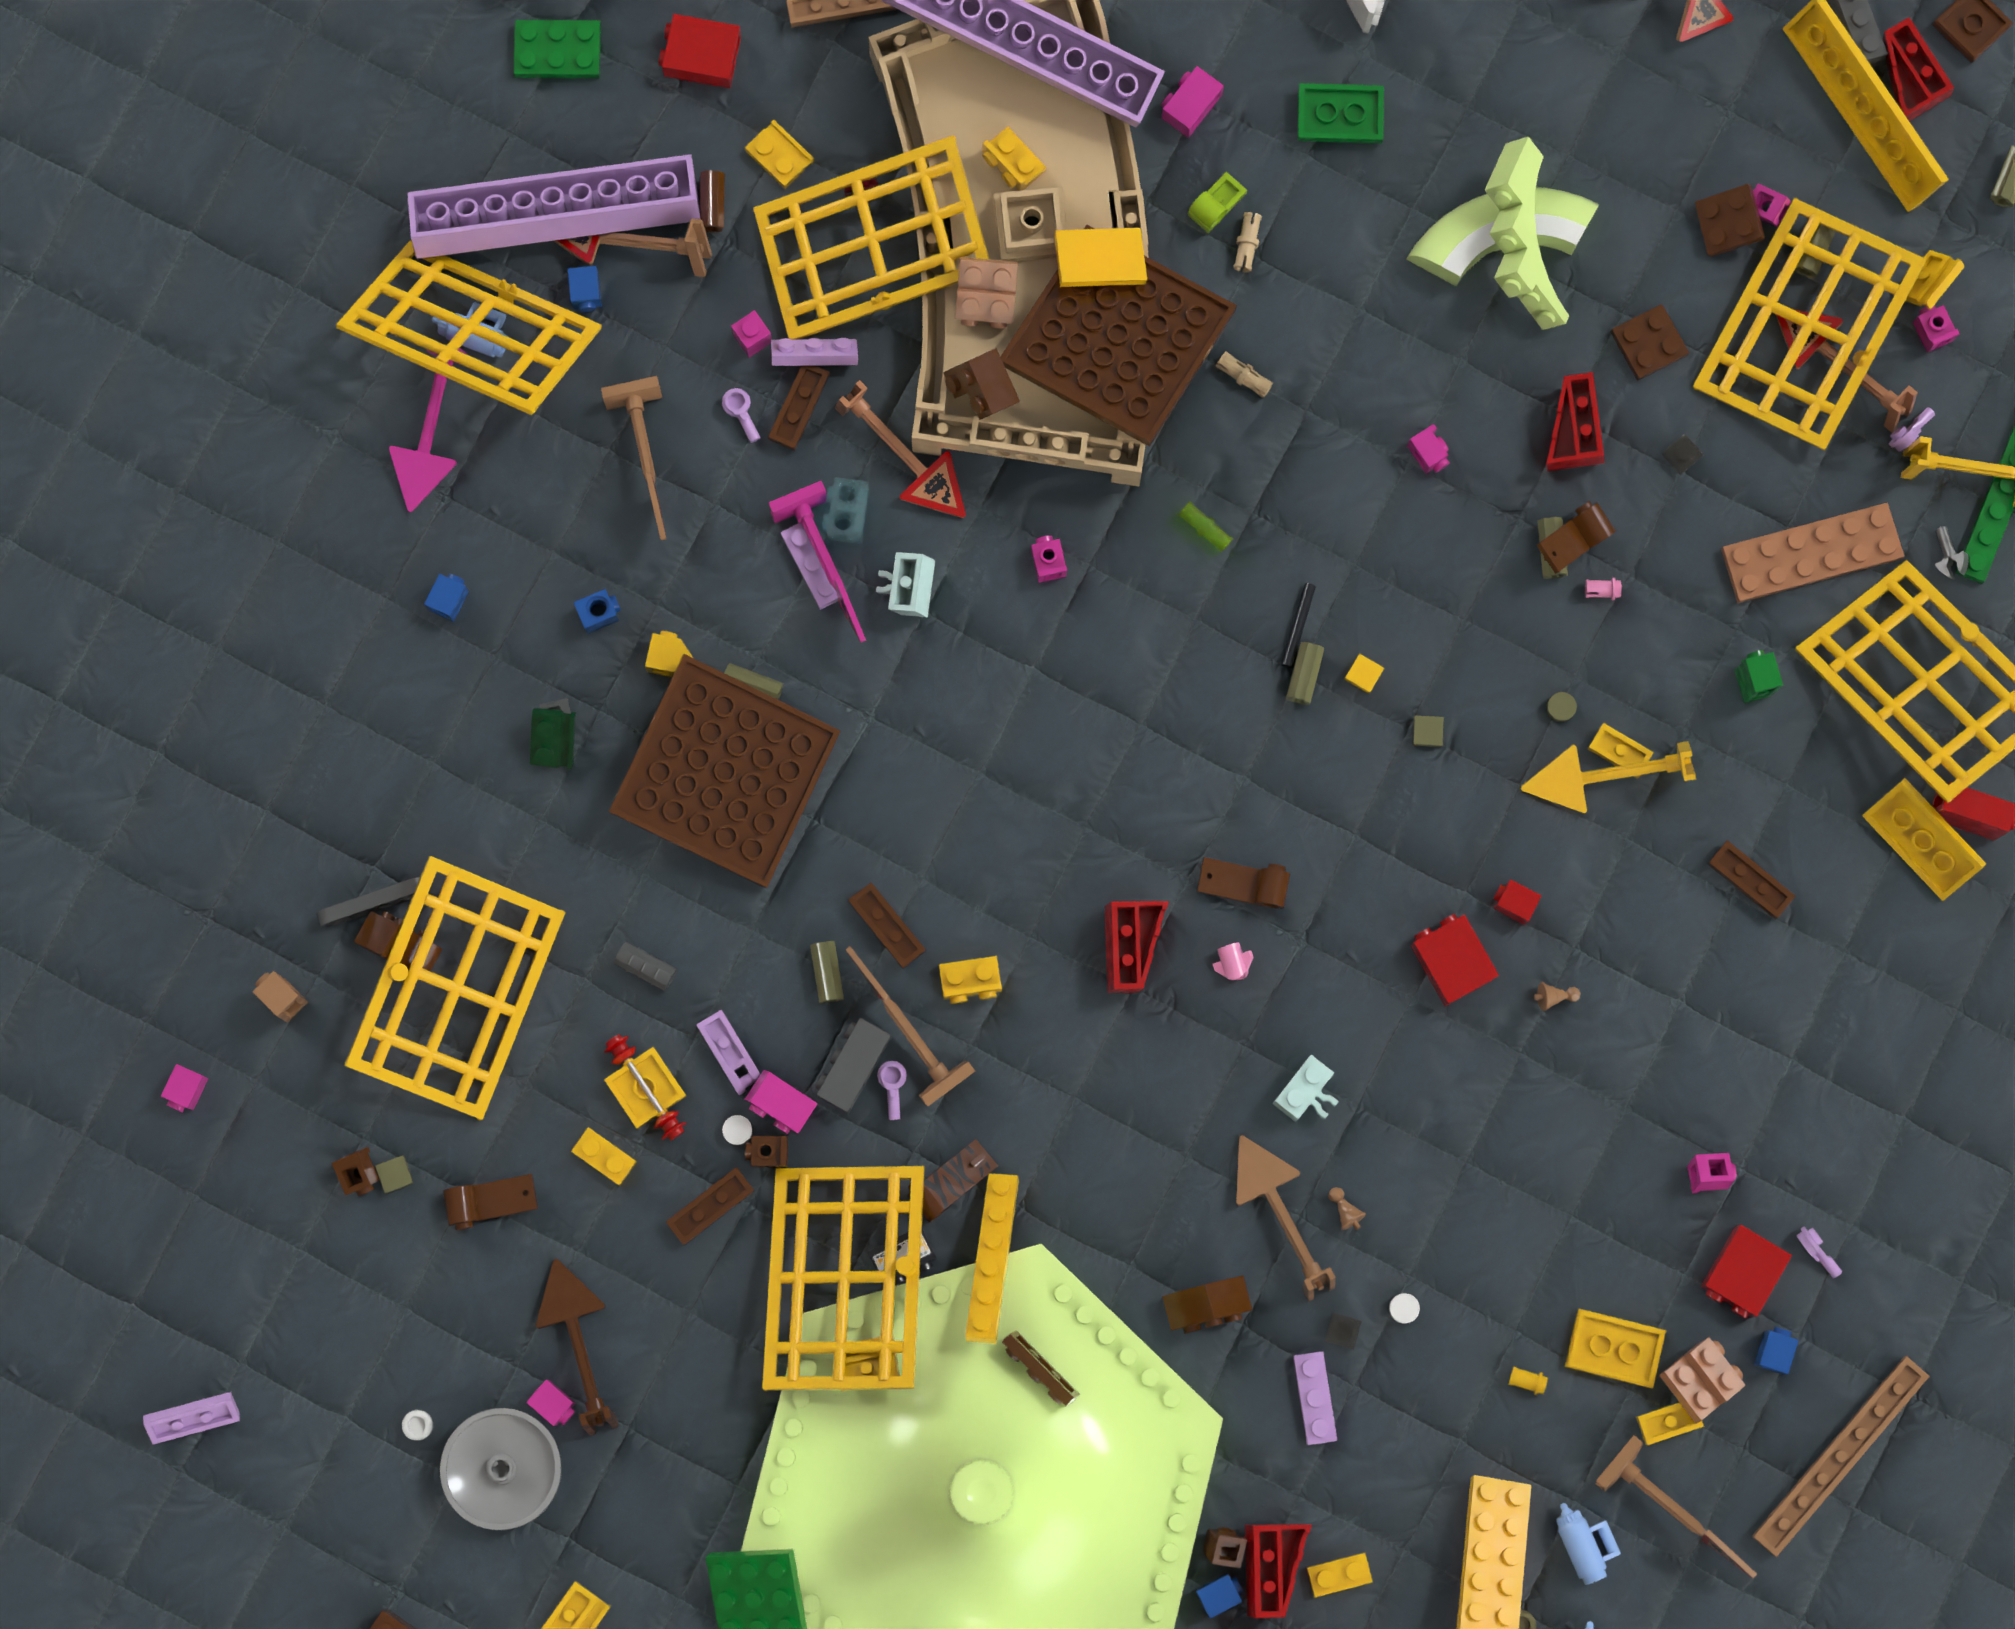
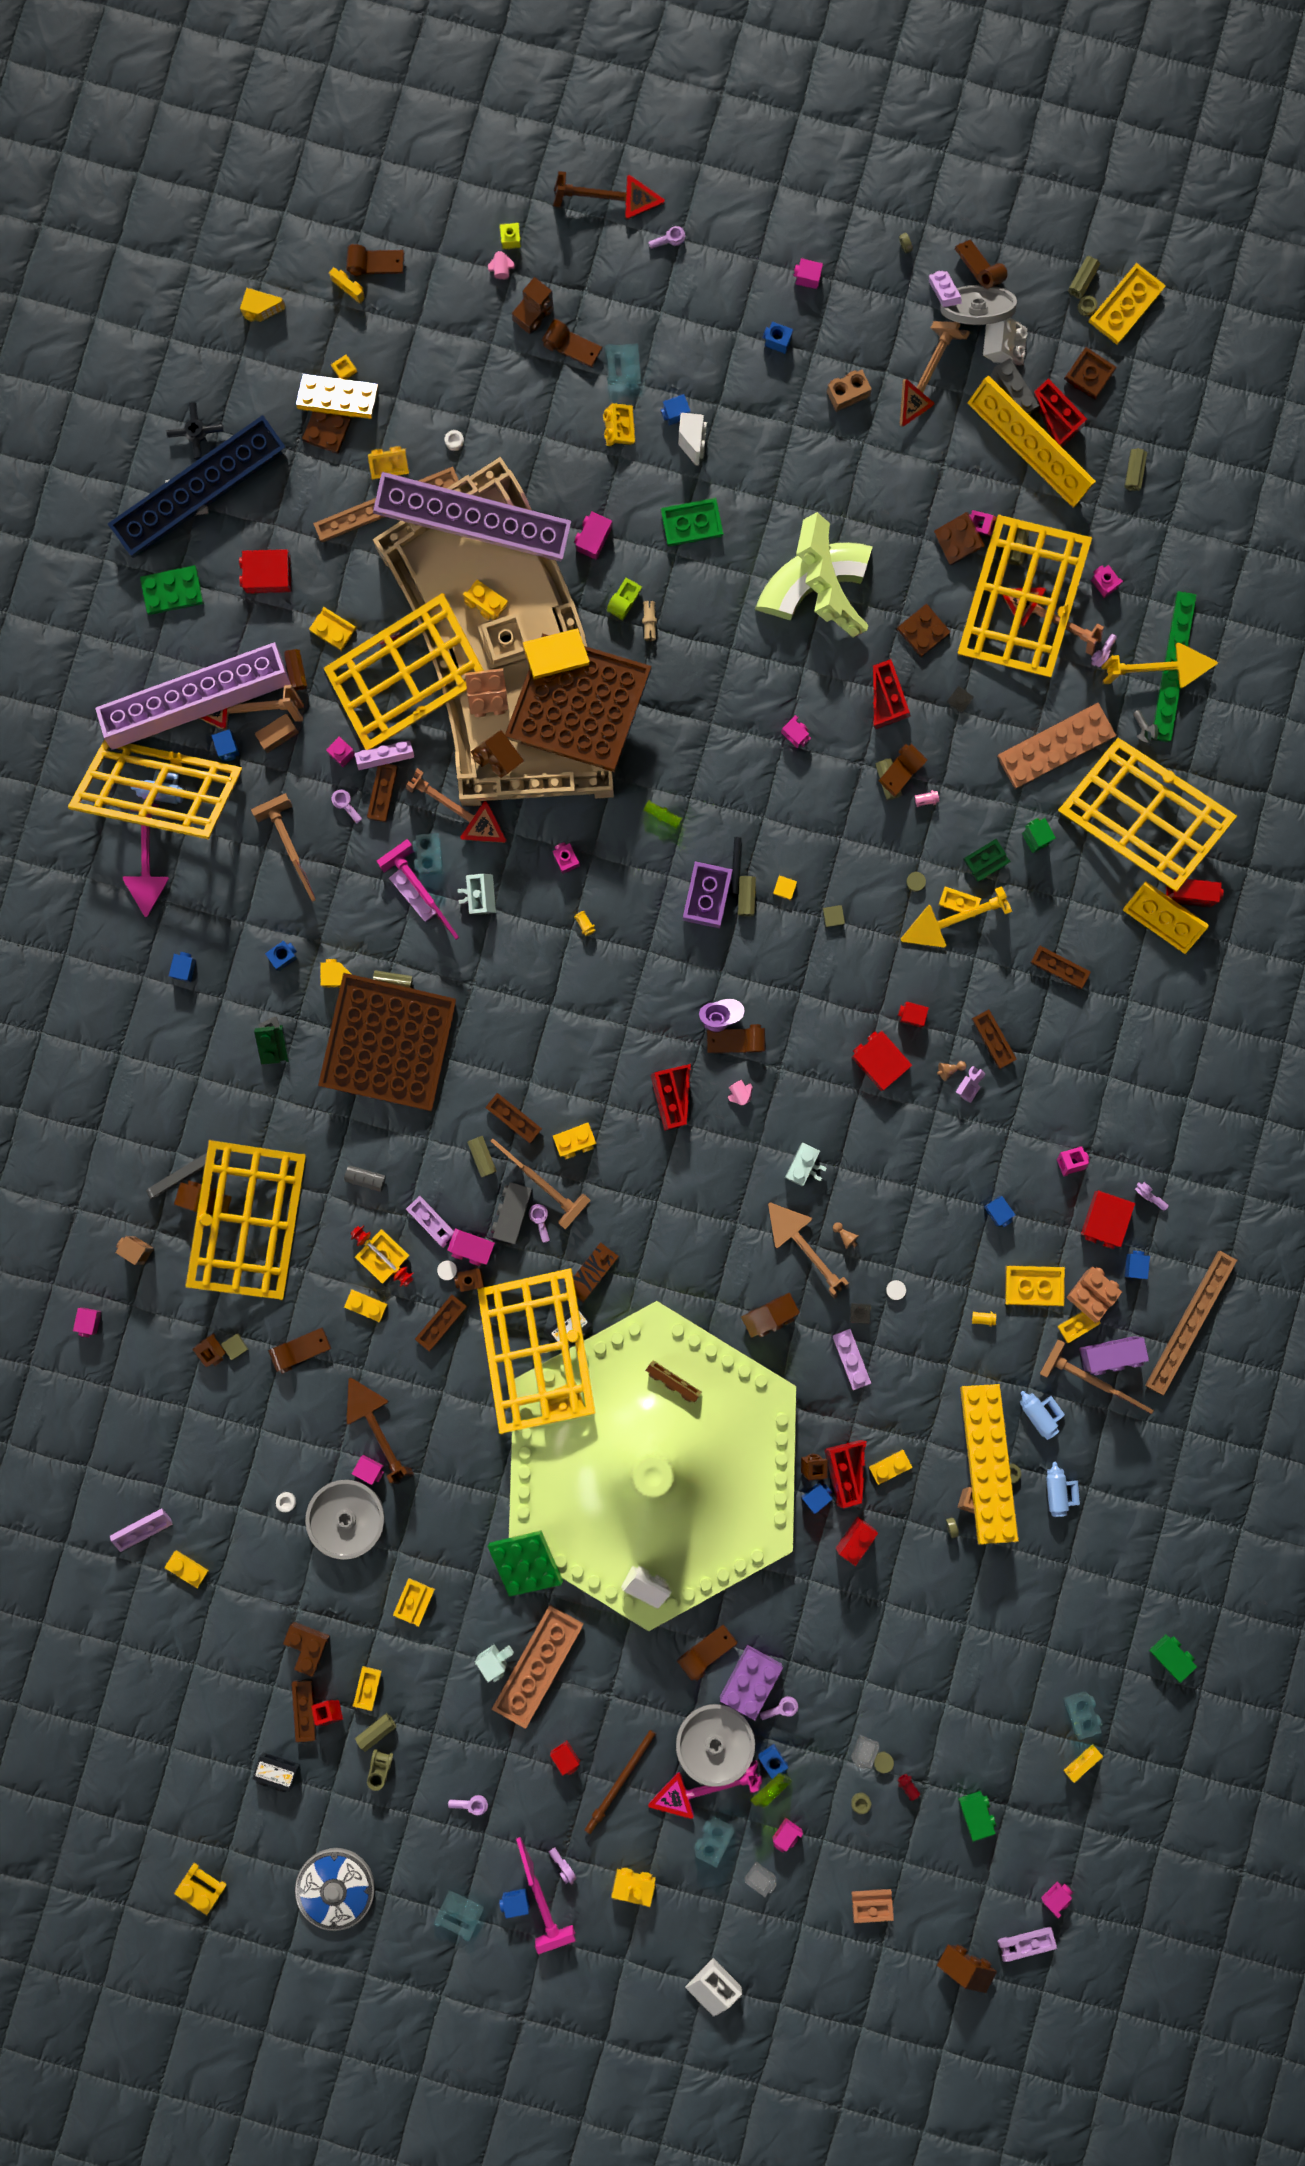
camera: 10 degrees left, 5 degrees up
(245, 1492) = (186, 1569): none -> yellow plate
(663, 287) = (276, 733): none -> medium nougat panel
(992, 1258) = (627, 1318): yellow plate -> none
(1056, 662) = (584, 923): none -> yellow pin
(1227, 838) = (720, 1014): none -> medium lavender piece
(1244, 374) = (666, 708): tan pin -> none
(1246, 658) = (707, 894): none -> medium lavender brick
(1578, 1026) = (969, 1086): none -> lavender plate
(1585, 1224) = (1000, 1211): none -> blue brick
(1629, 964) = (994, 1039): none -> reddish brown plate
(1673, 698) = (986, 860): none -> dark green plate
(1713, 1478) = (1114, 1355): none -> medium lavender brick
(1934, 279) = (1099, 548): yellow plate -> none

